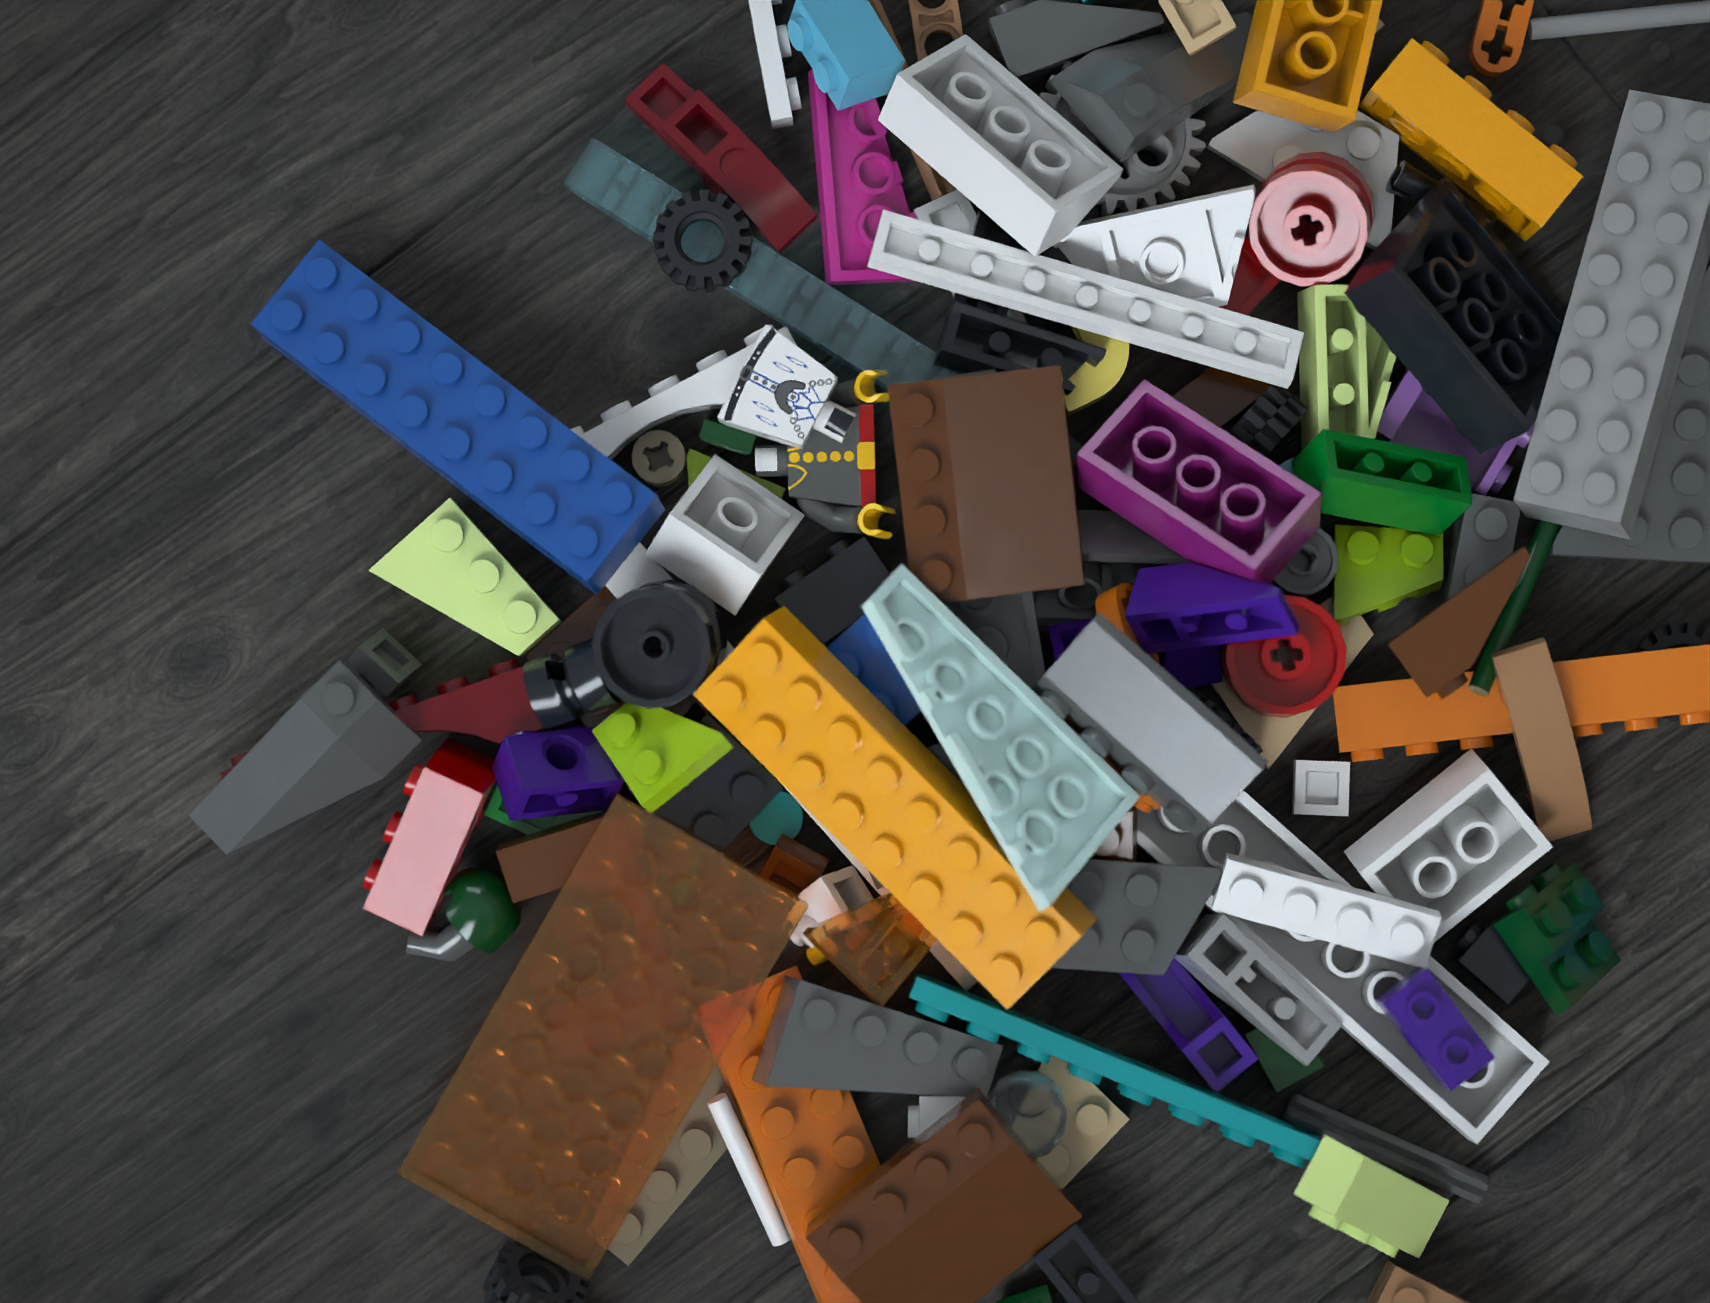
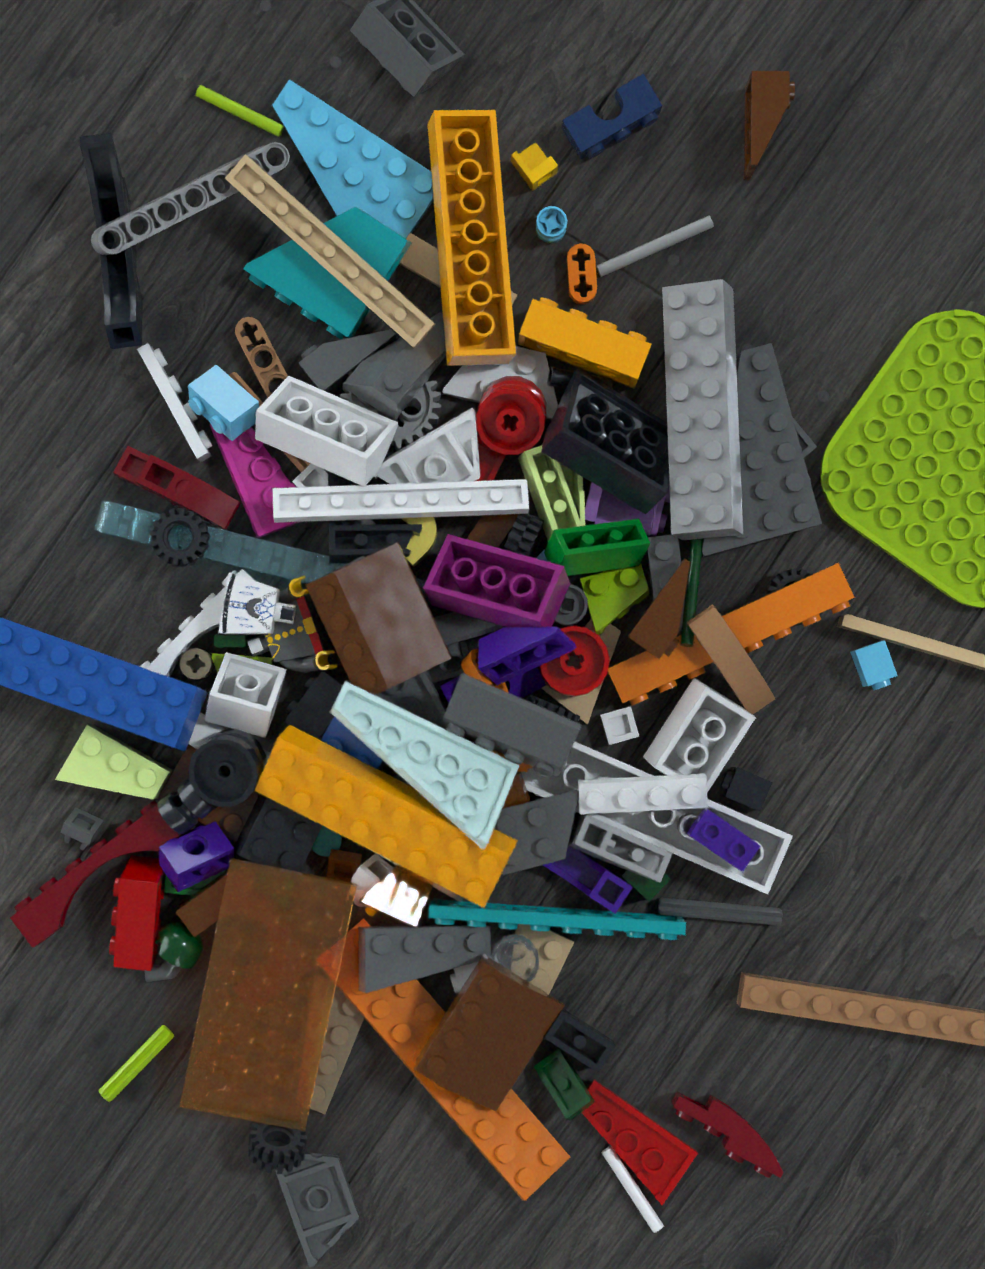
camera: 20 degrees left, 0 degrees up
(316, 754) = (60, 888): dark grey wedge -> none
(346, 1080) = (136, 1063): none -> lime axle
(658, 751) = (246, 827): lime wing -> none
(748, 1168) = (373, 1038): white bar -> none
(1369, 1200) = (718, 944): yellowish green brick -> none
(1555, 935) = (775, 765): dark green plate -> none

